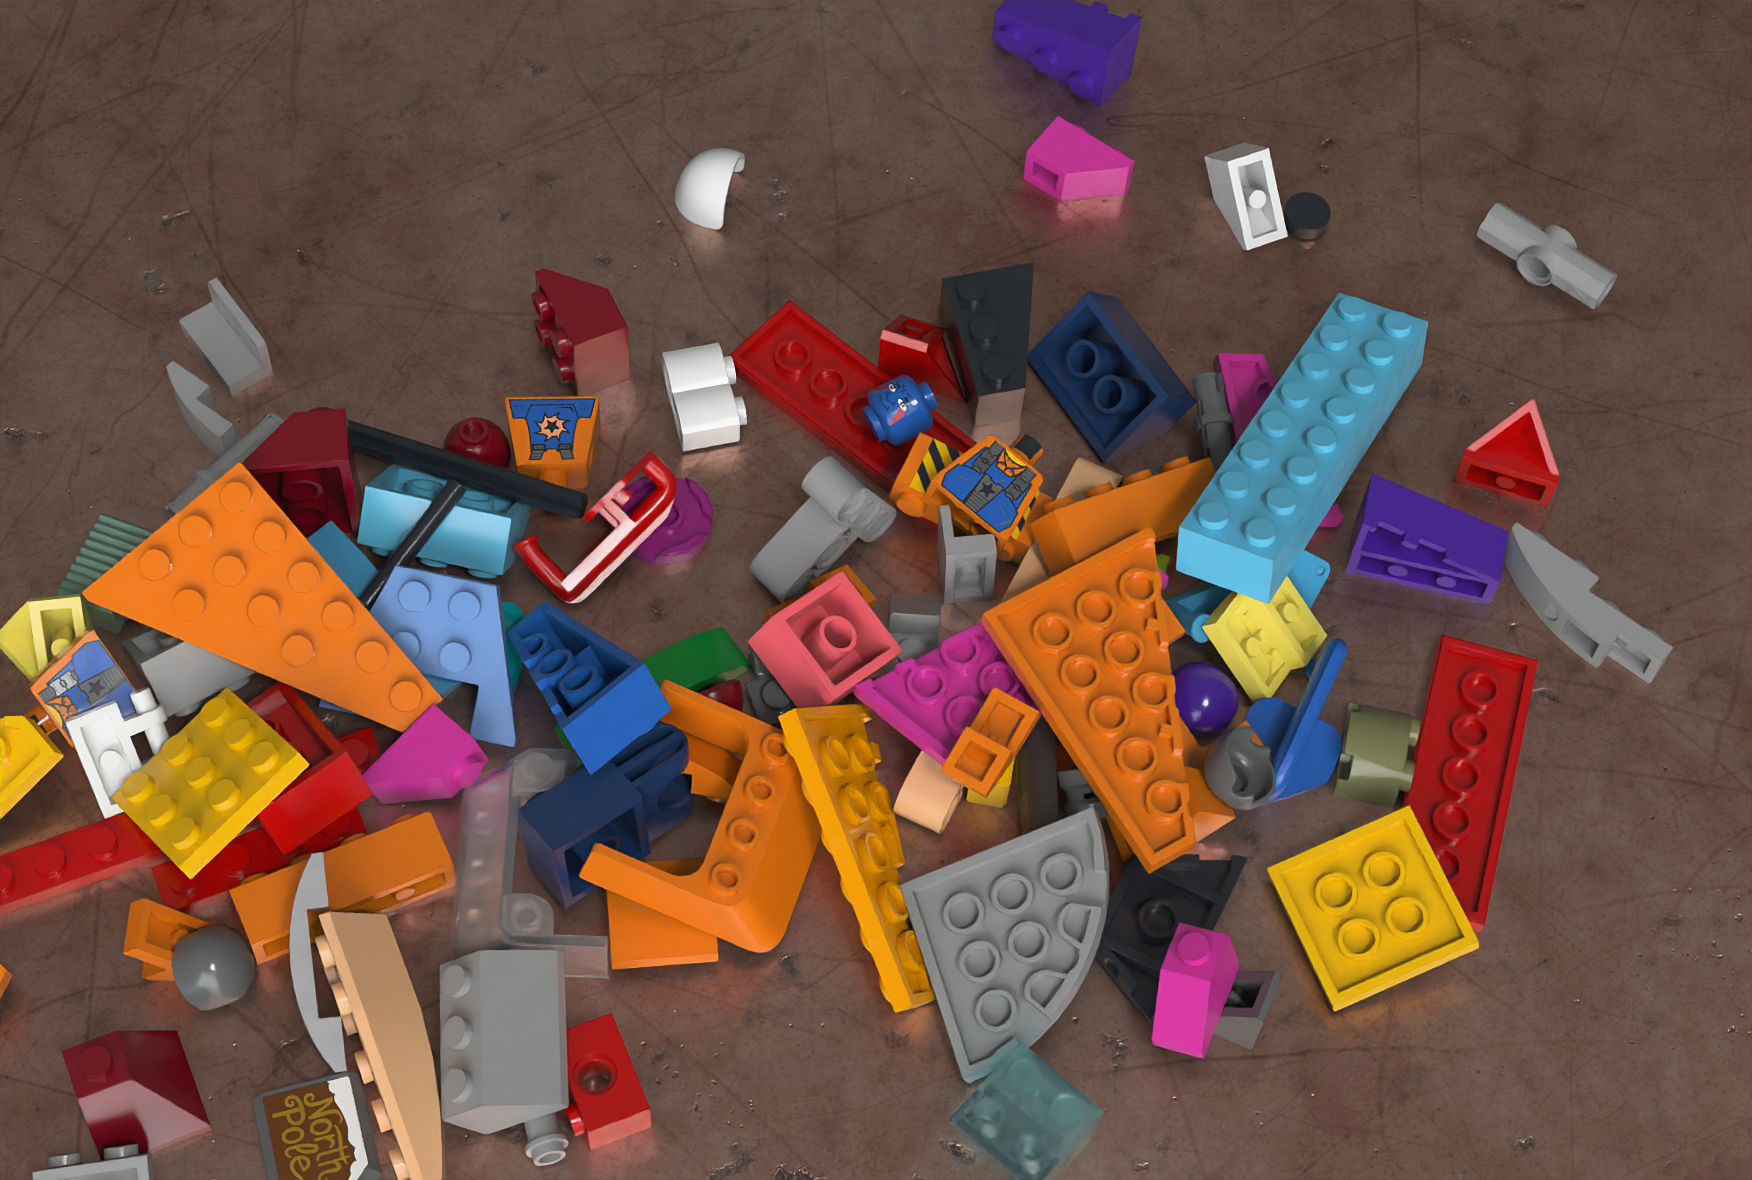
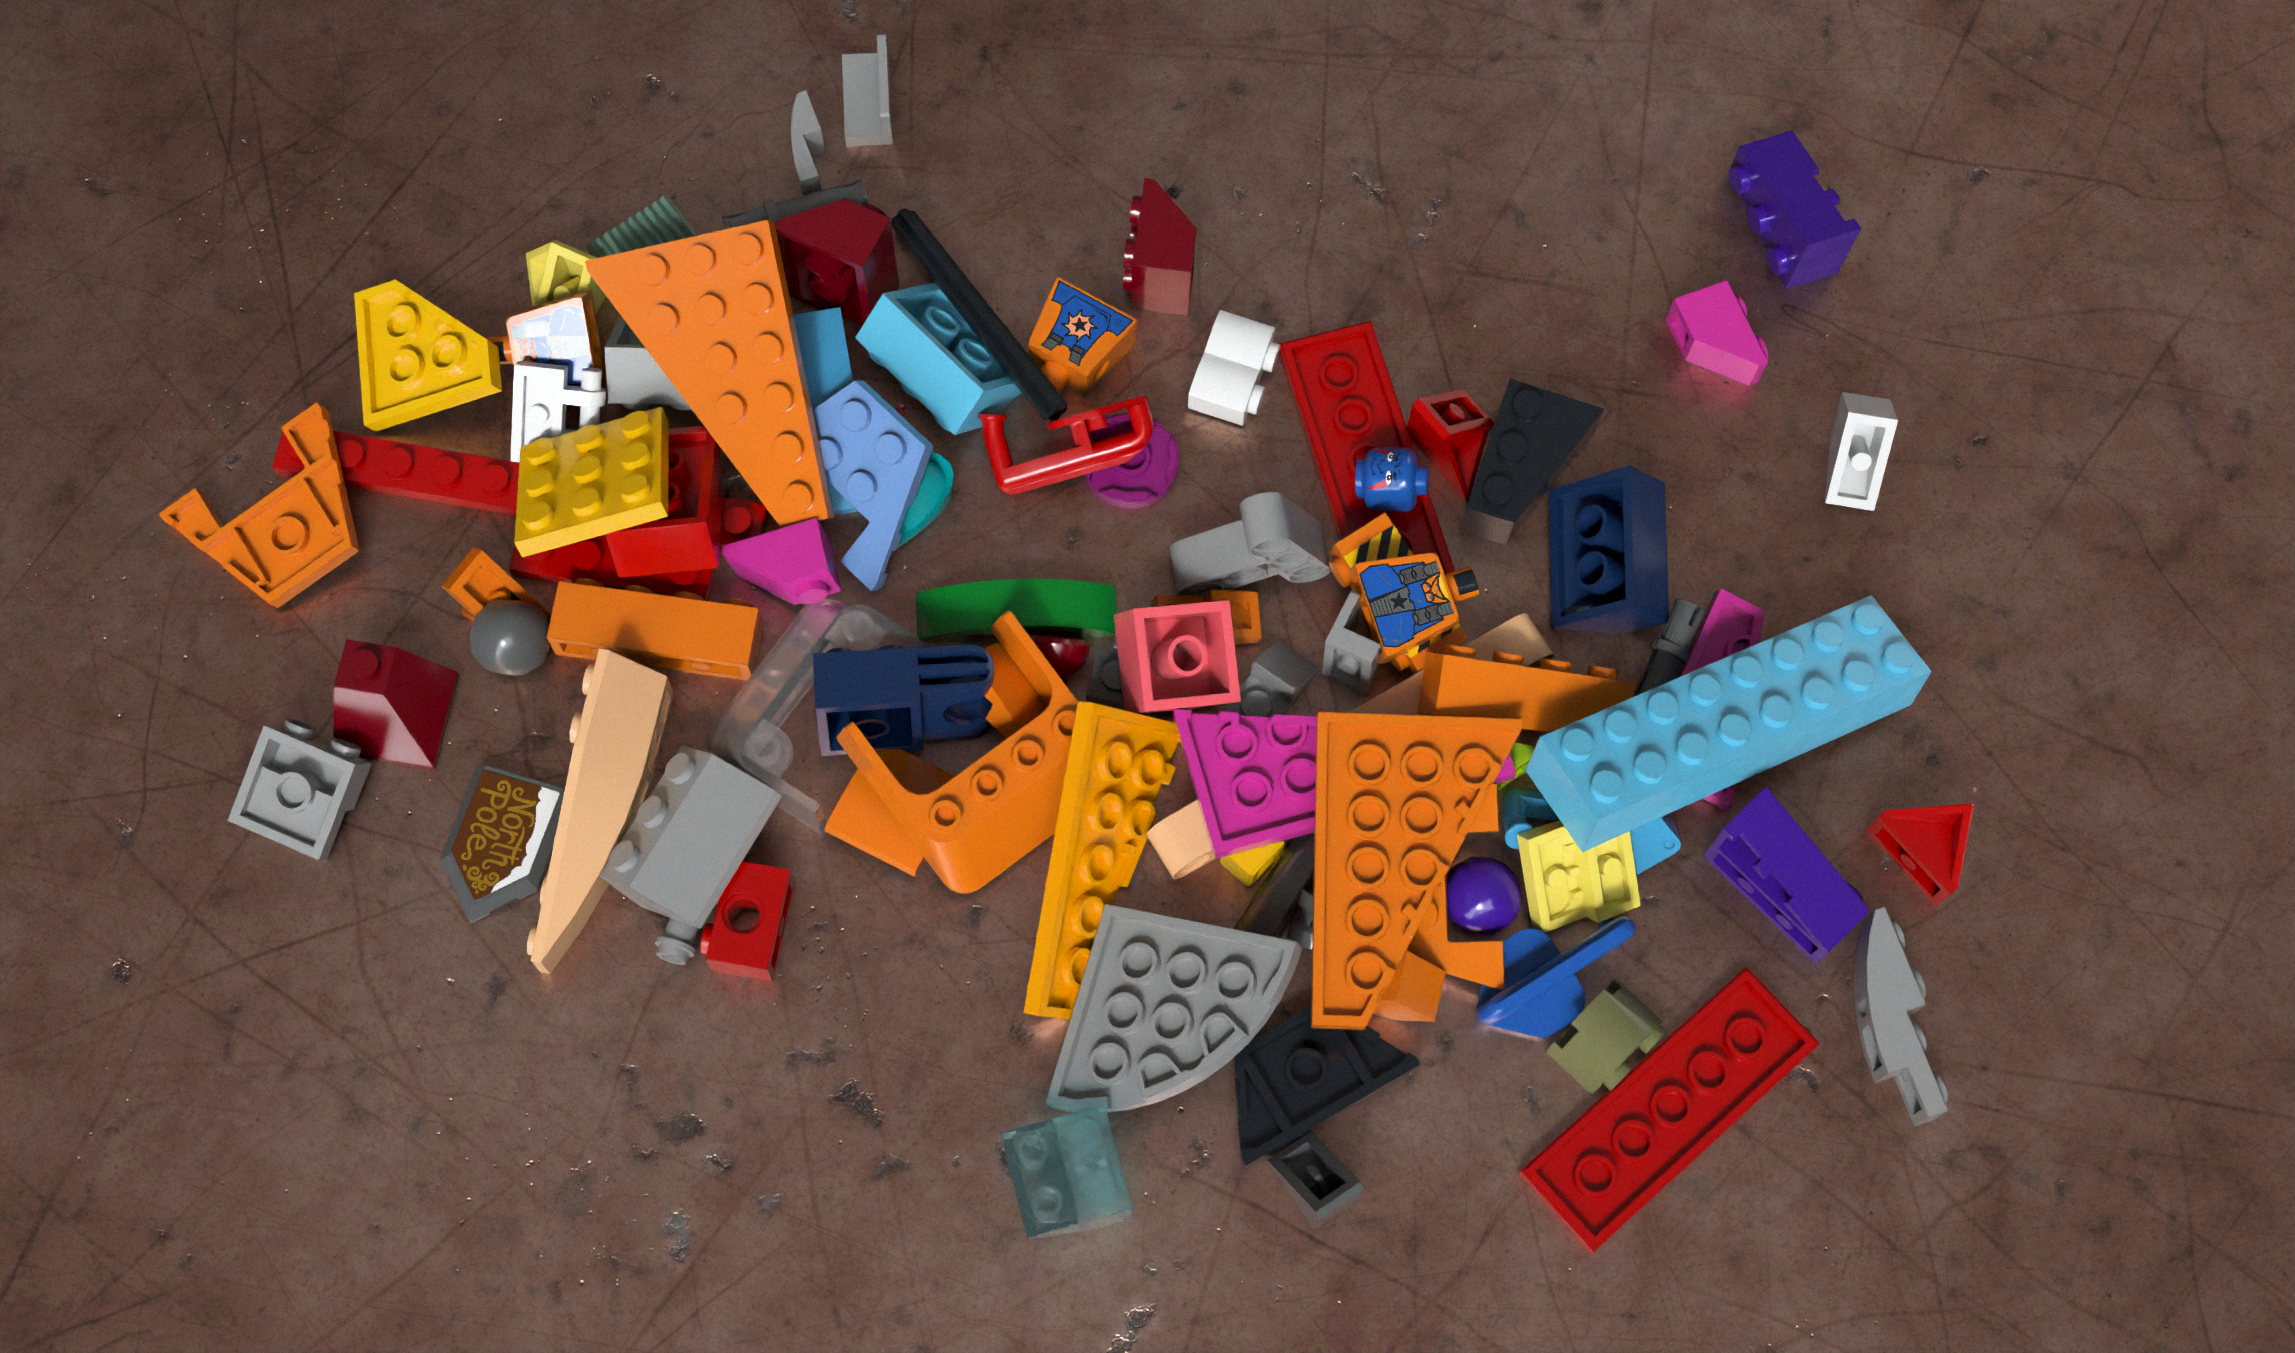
camera: 35 degrees right, 10 degrees up
(313, 897) = (608, 626): light grey slope -> none
(415, 539) = (894, 363): black bar -> none
(479, 440) = (1016, 303): dark red brick -> none
(589, 683) = (940, 583): blue wedge -> none
(705, 185) = (1367, 170): white helmet -> none
(990, 742) = (1251, 831): orange slope -> none
(1193, 989) = (1282, 1152): dark pink slope -> none
(1239, 769) = (1460, 984): dark grey hair -> none
(1306, 215) = (1905, 501): black tile -> none
(1372, 908) = (1499, 1176): yellow plate -> none
(1546, 255) = (2109, 668): light grey piece -> none

